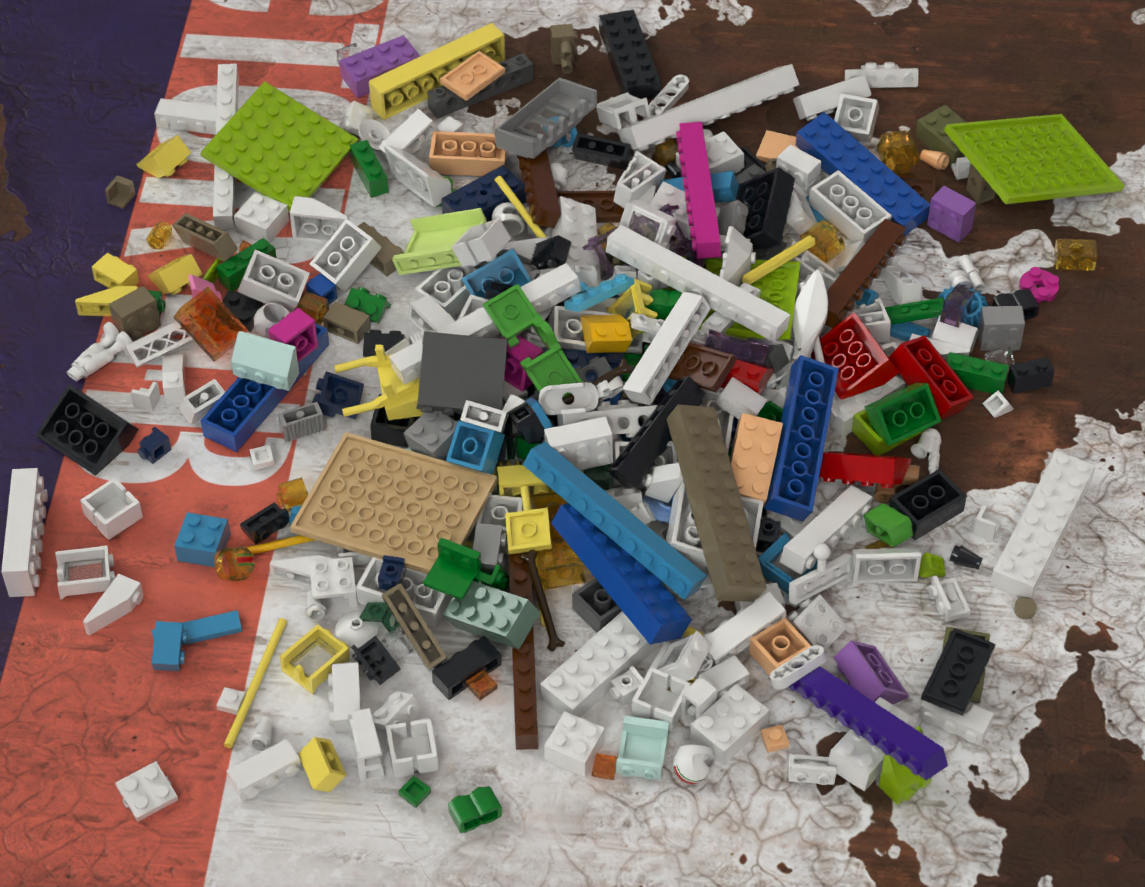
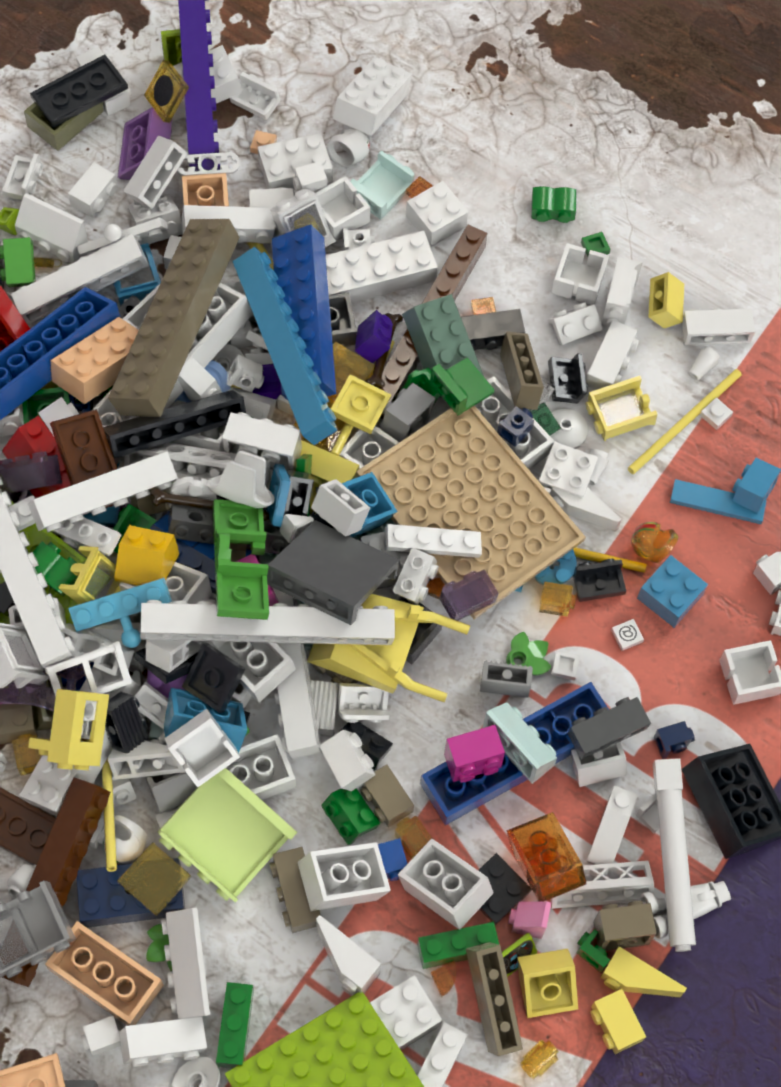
camera: 155 degrees left, 15 degrees up
(141, 390) = (678, 896): none -> white brick
(203, 405) = (608, 727): none -> dark grey brick
(224, 501) = (627, 634): none -> white tile
(268, 316) = (474, 839): white helmet -> none
(295, 453) = (529, 653): none -> bright green plate
(337, 393) = (460, 700): dark blue plate -> none
(356, 432) = (468, 595): none -> clear purple brick
(385, 314) = (348, 760): none -> white brick
(402, 422) = (415, 576): none -> white bracket
(404, 451) = (433, 540): none -> white plate
(469, 195) = (154, 879): none -> clear yellow tile
(555, 599) = (374, 336): none -> dark purple brick
(572, 212) = (75, 730): none -> light yellow brick
(592, 249) = (115, 647): none -> white window
(701, 809) = (372, 96): none -> white brick
(833, 630) = (155, 172): none -> white brick
(877, 694) = (166, 91): none -> clear yellow tile
(882, 617) = (93, 190): none -> white brick

